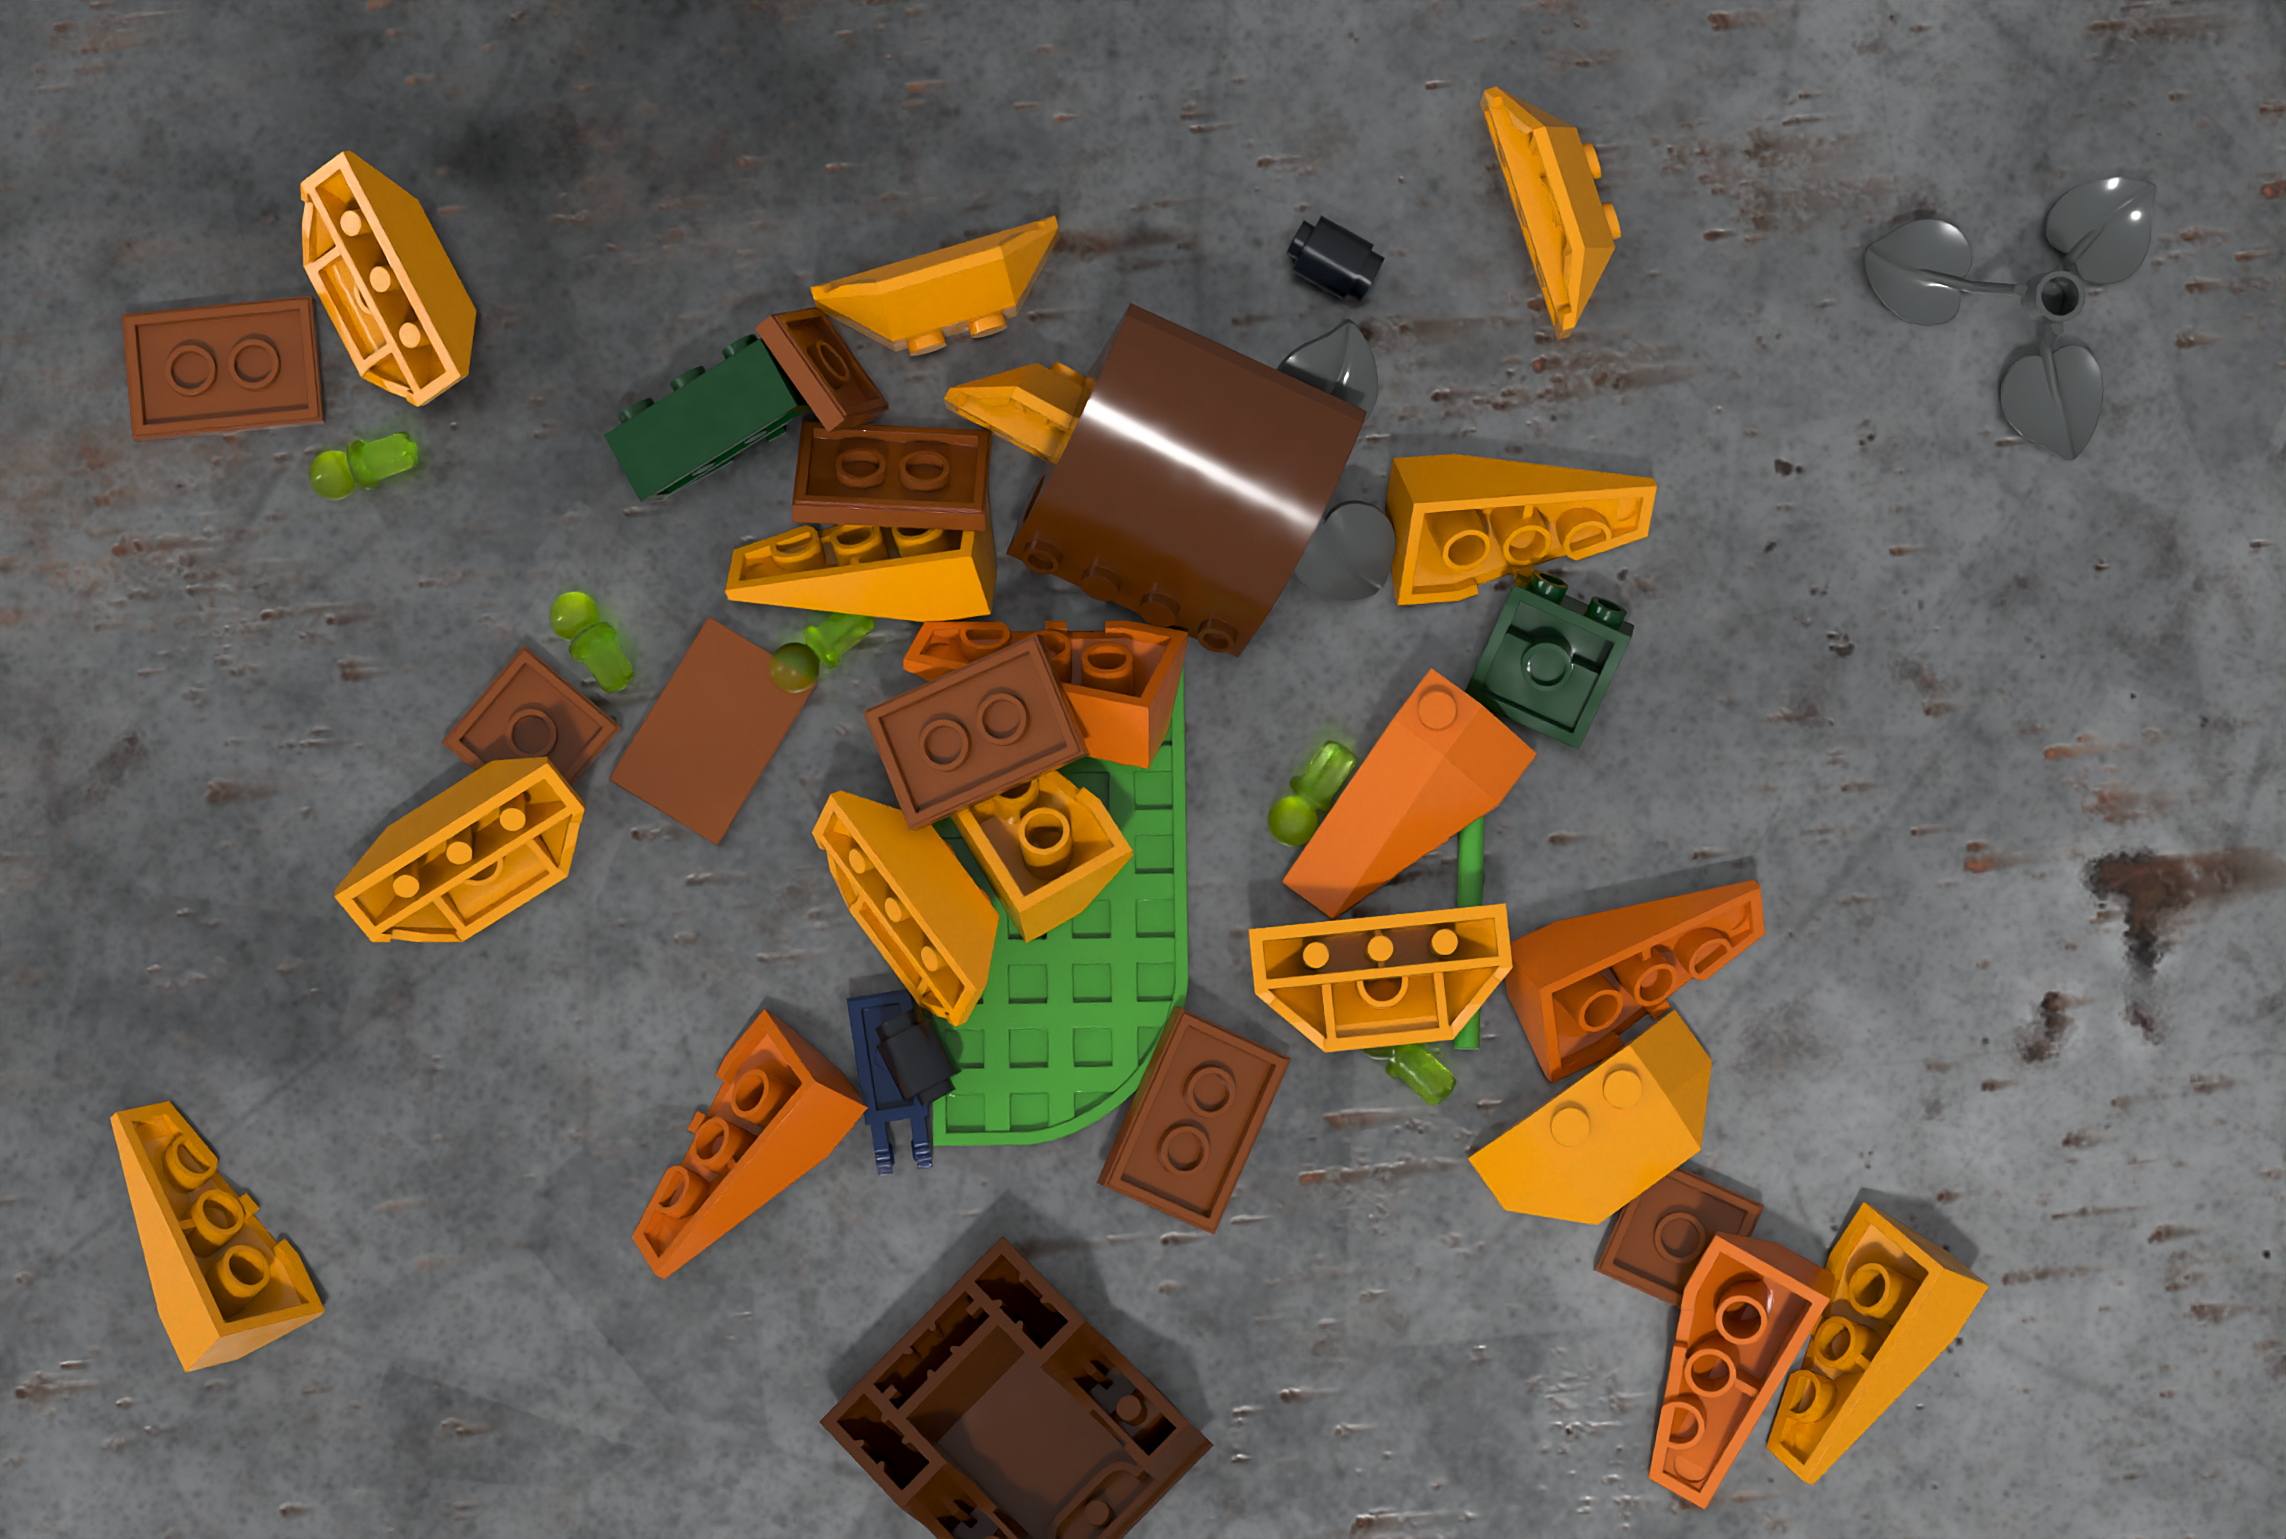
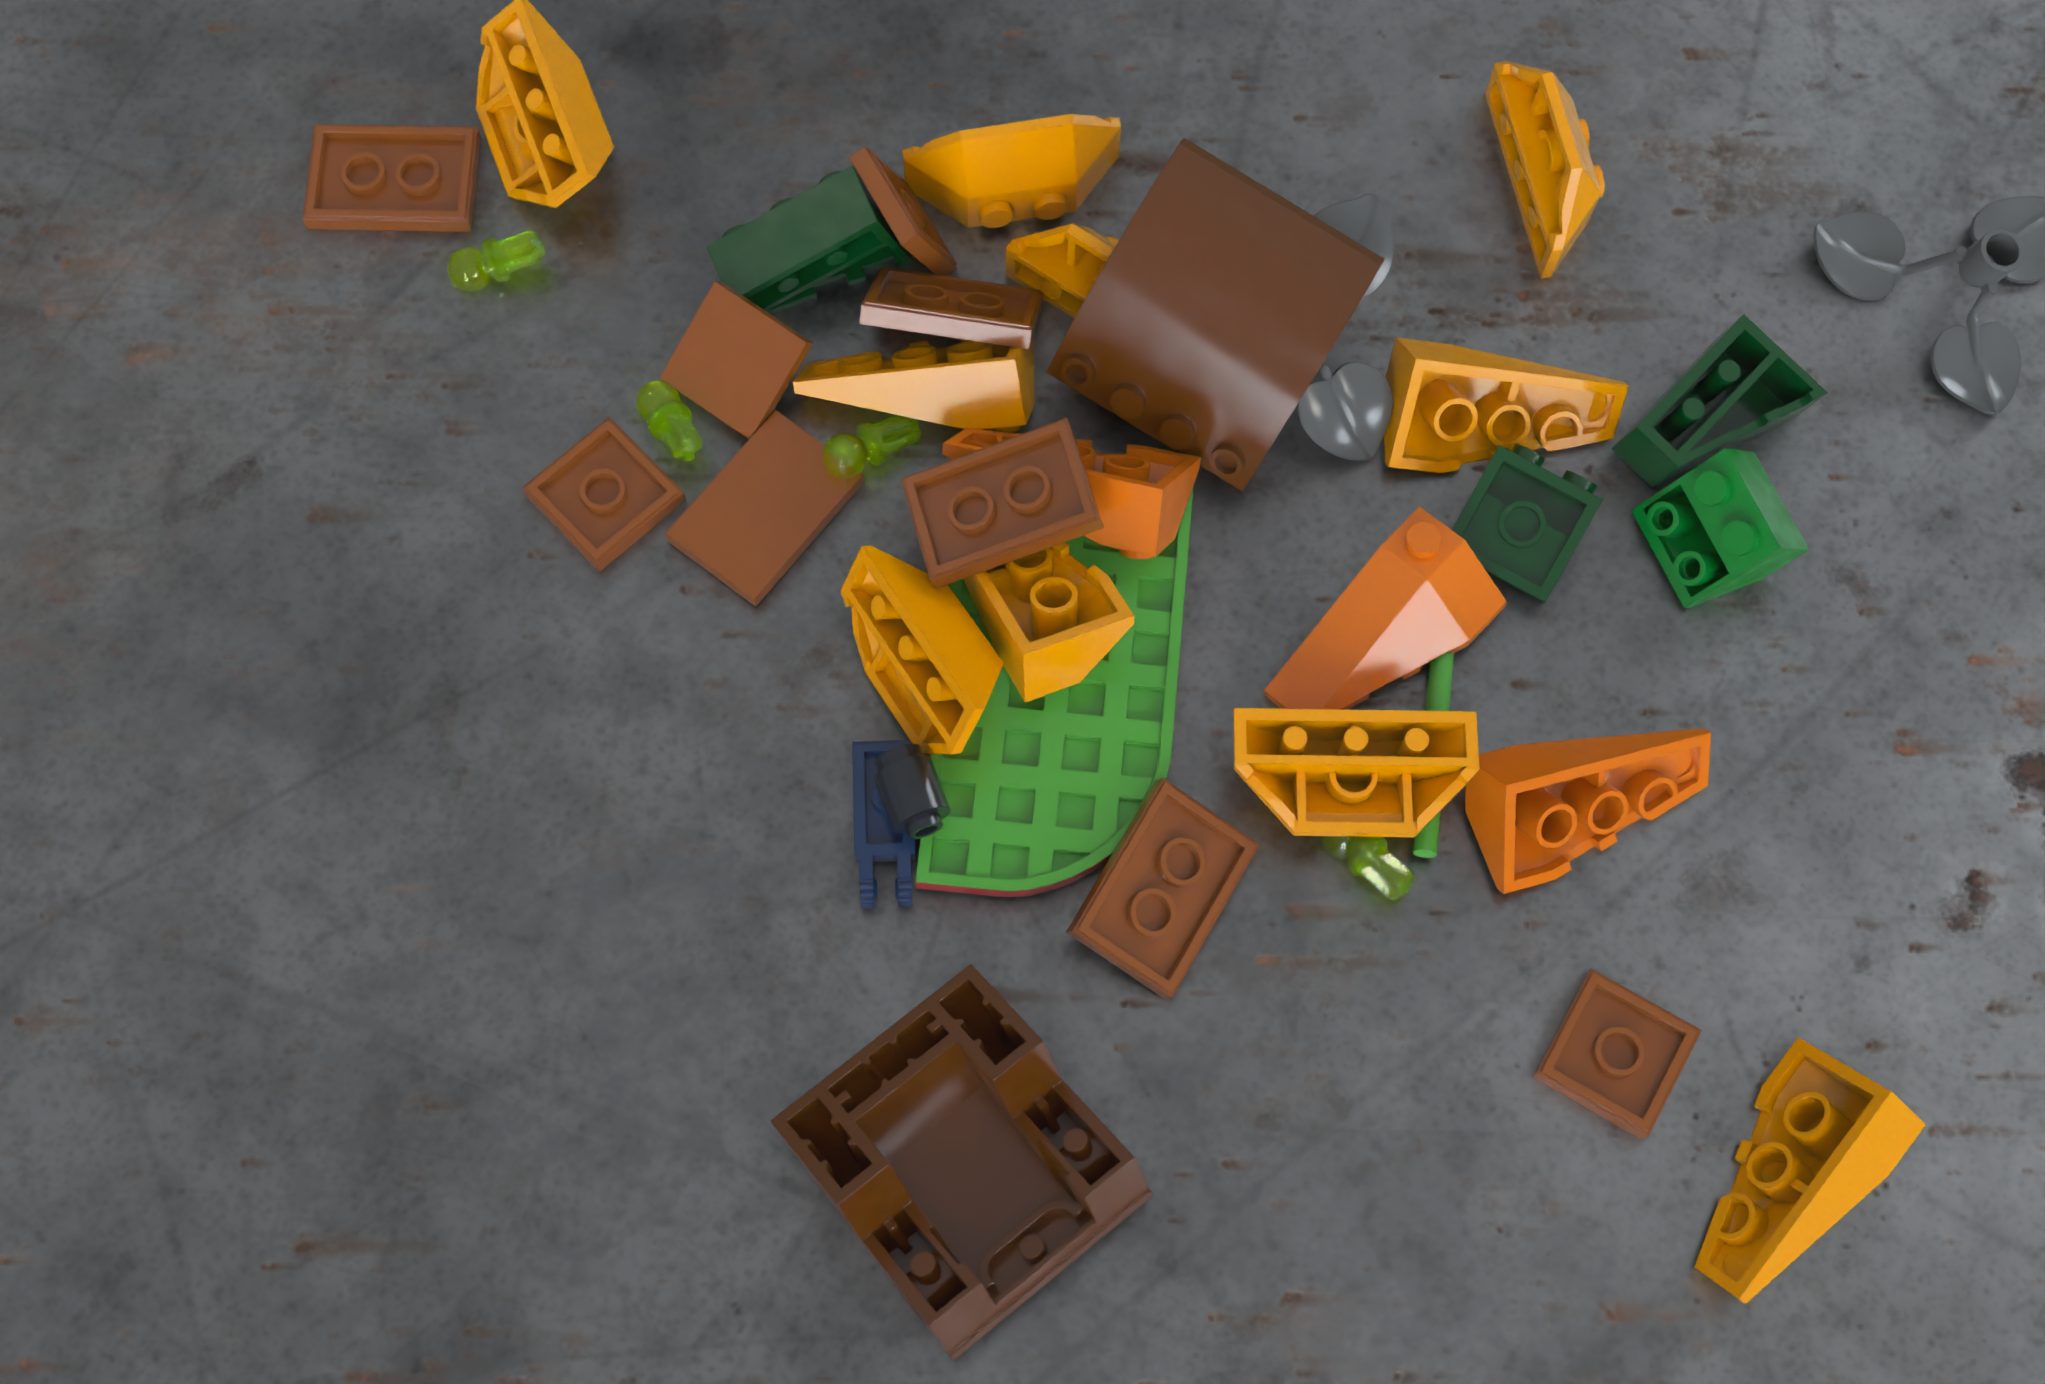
camera: 10 degrees right, 15 degrees down
(209, 1259) = (219, 912): light orange wedge -> none
(467, 855) = (527, 577): light orange wedge -> none
(657, 568) = (735, 360): none -> dark orange tile
(765, 1129) = (765, 847): orange wedge -> none
(1294, 818) = (1281, 636): clear neon green axle -> none
(1334, 258) = (1351, 177): black brick -> none
(1605, 1131) = (1548, 943): light orange wedge -> none
(1732, 1346) = (1670, 1159): orange wedge -> none
(1753, 496) = (1719, 402): none -> dark green wedge
(1766, 639) = (1719, 527): none -> green slope

